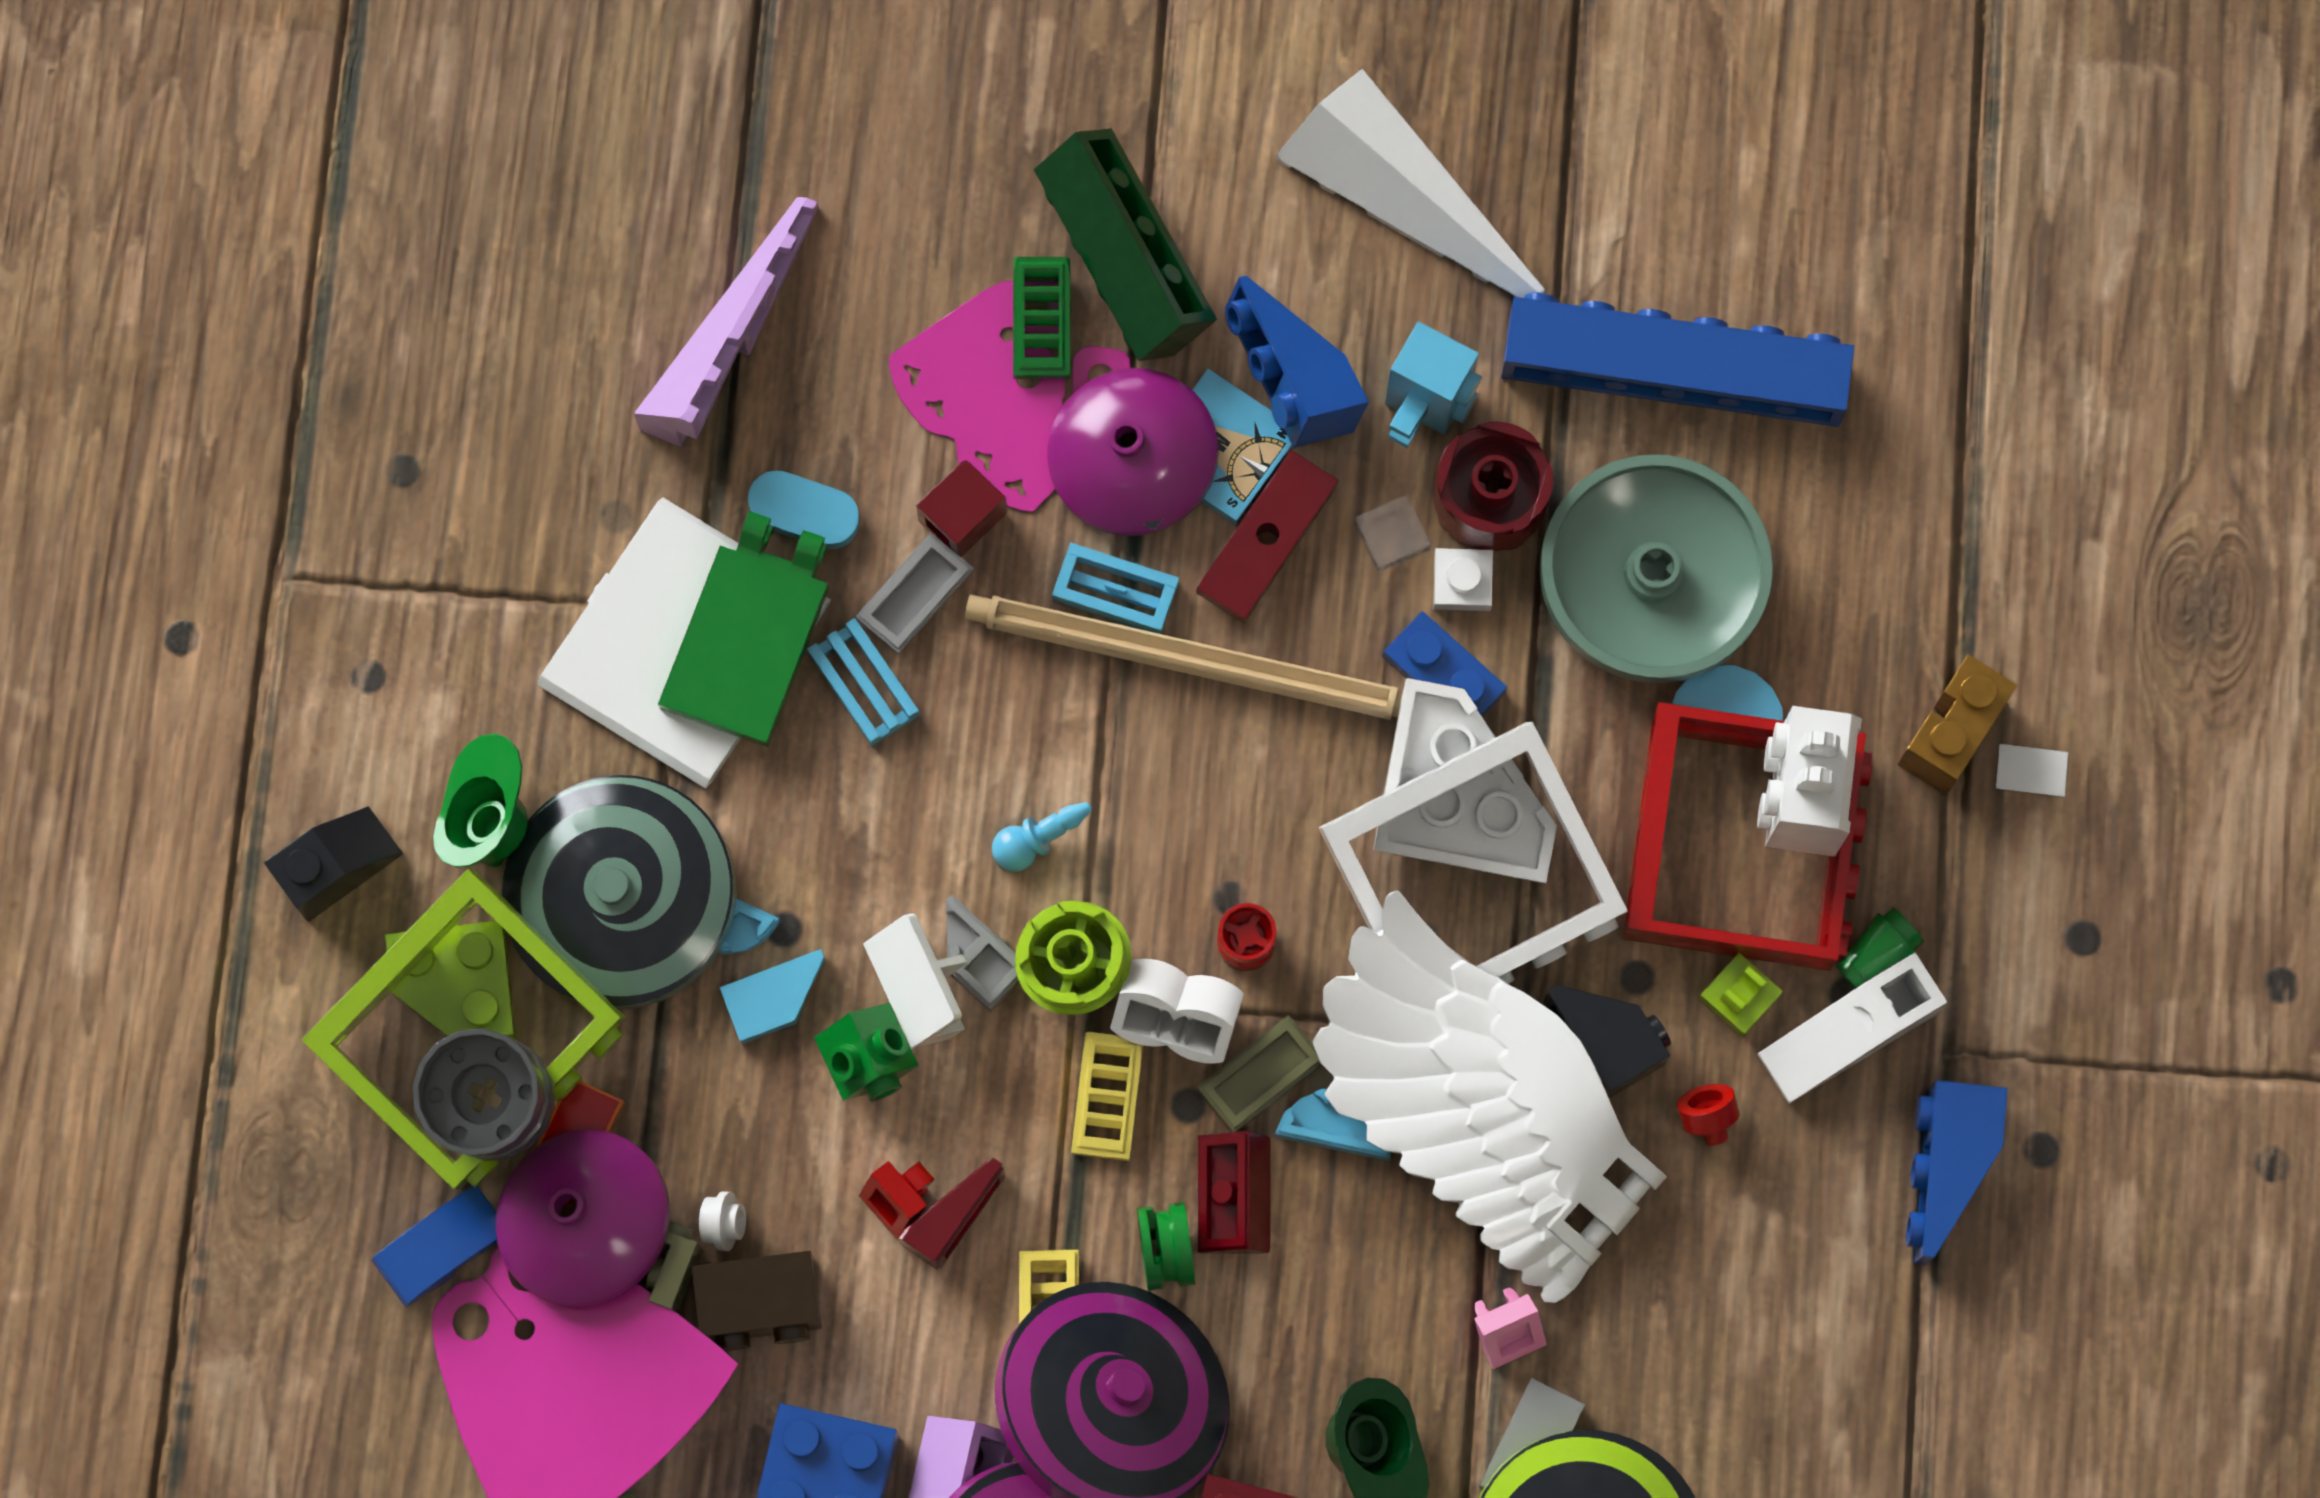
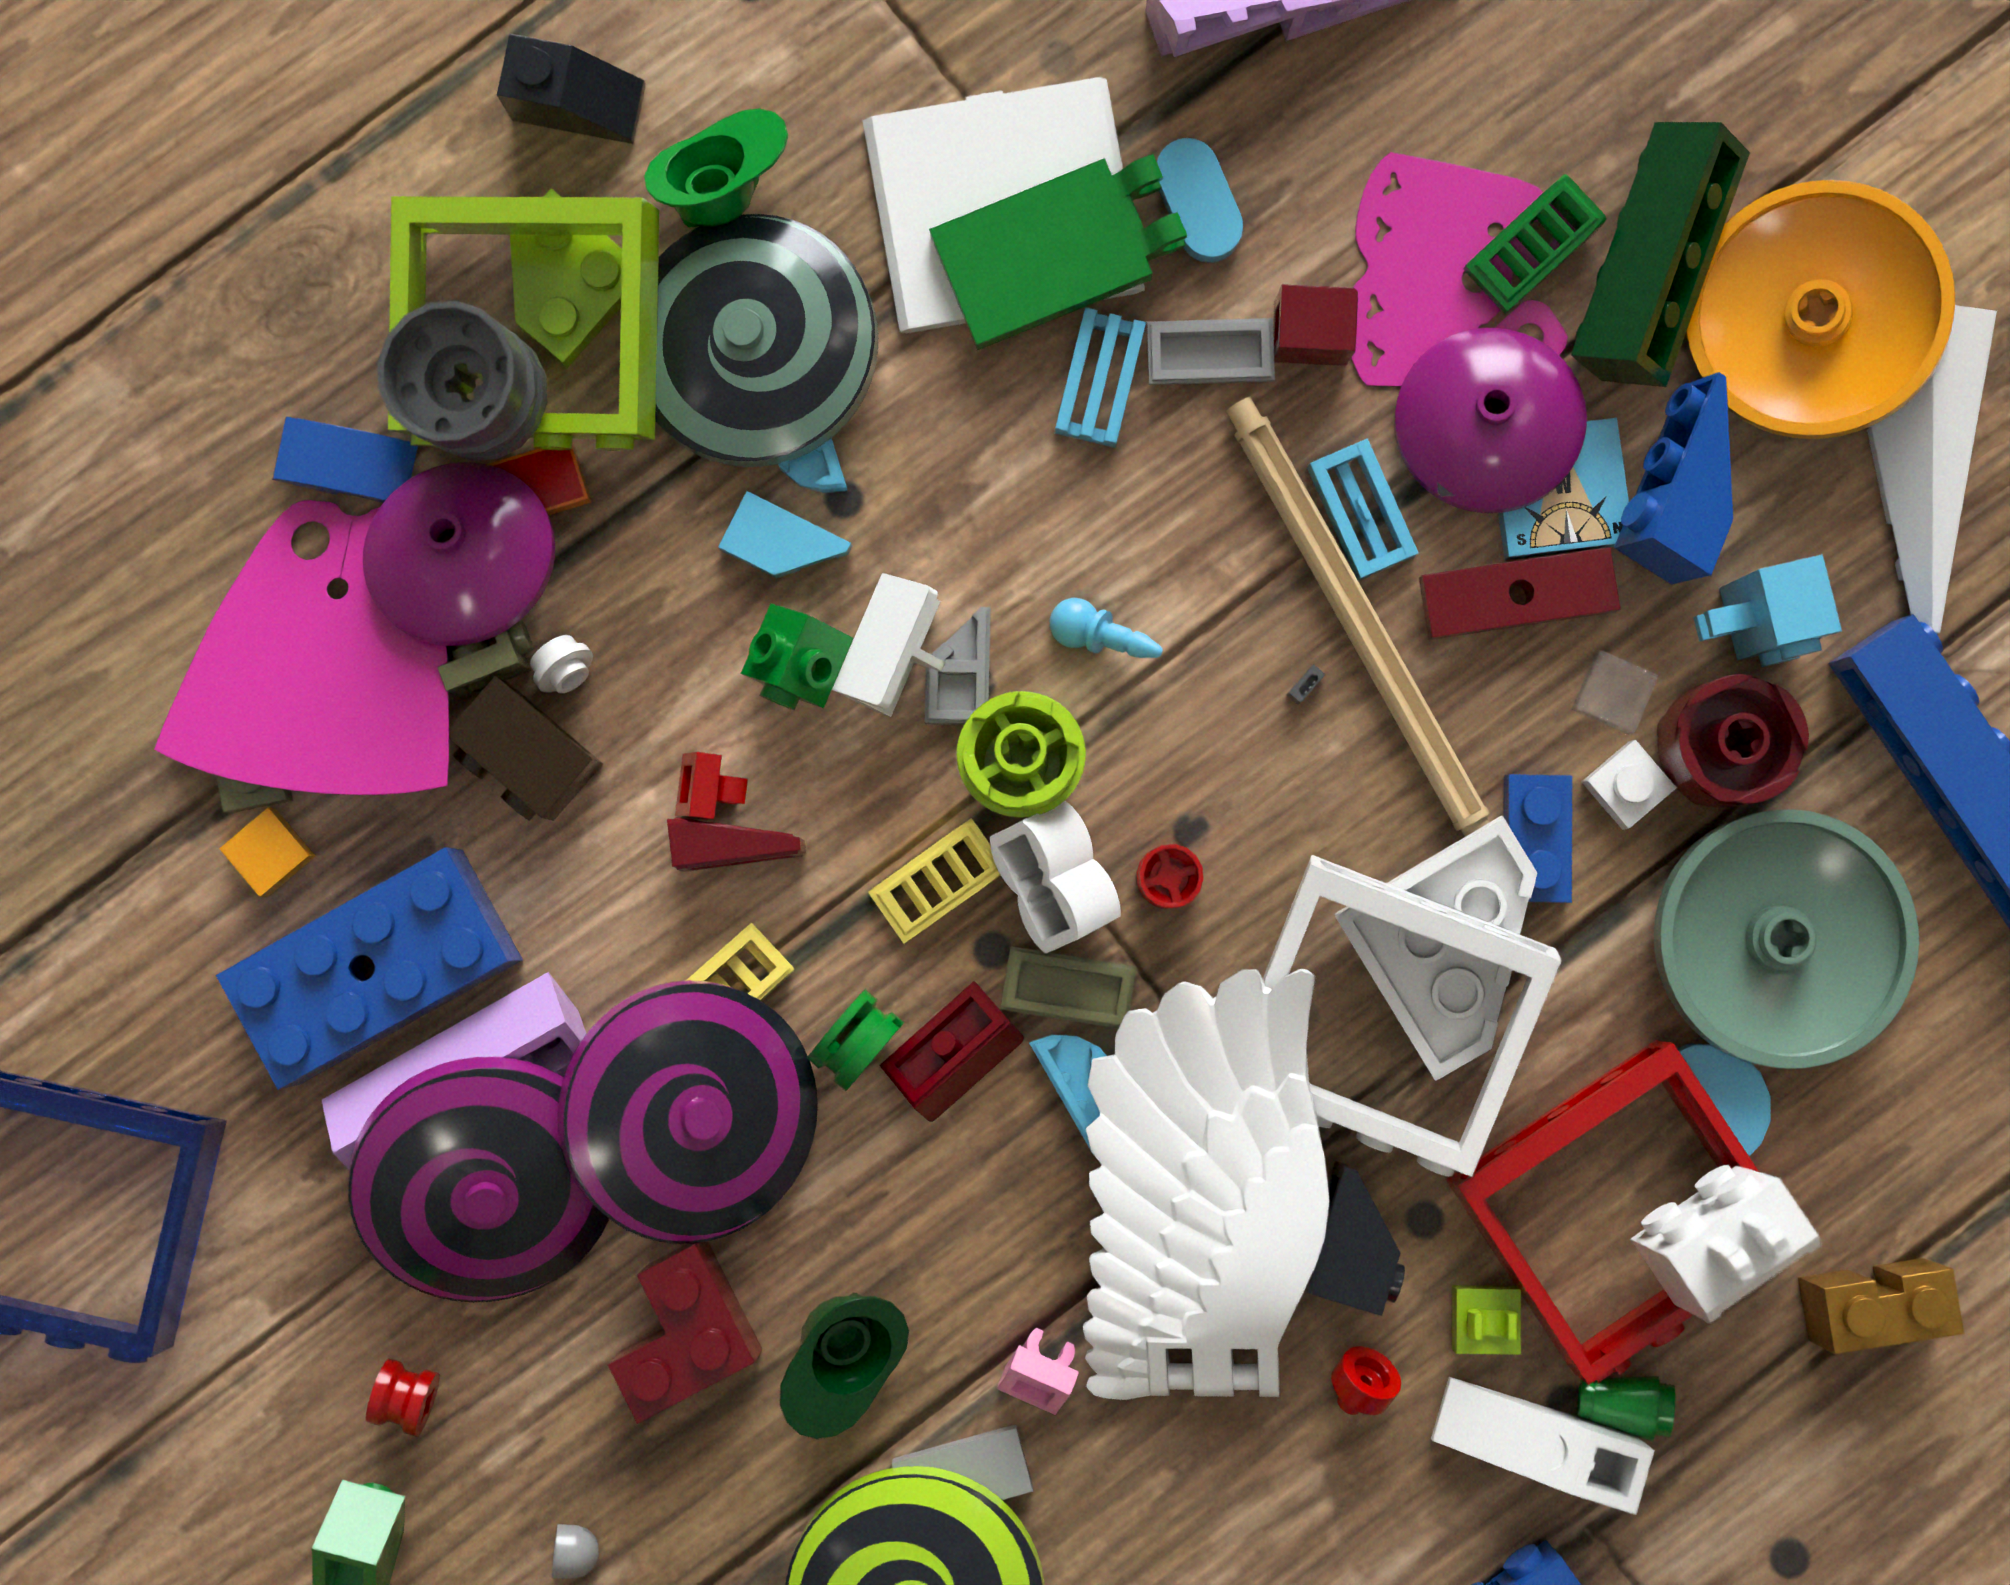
camera: 45 degrees right, 10 degrees up
(1199, 731) = (1305, 684): none -> dark grey piece
(1258, 176) = (1823, 309): none -> light orange dish
(2032, 770) = (1894, 1393): white sticker -> none

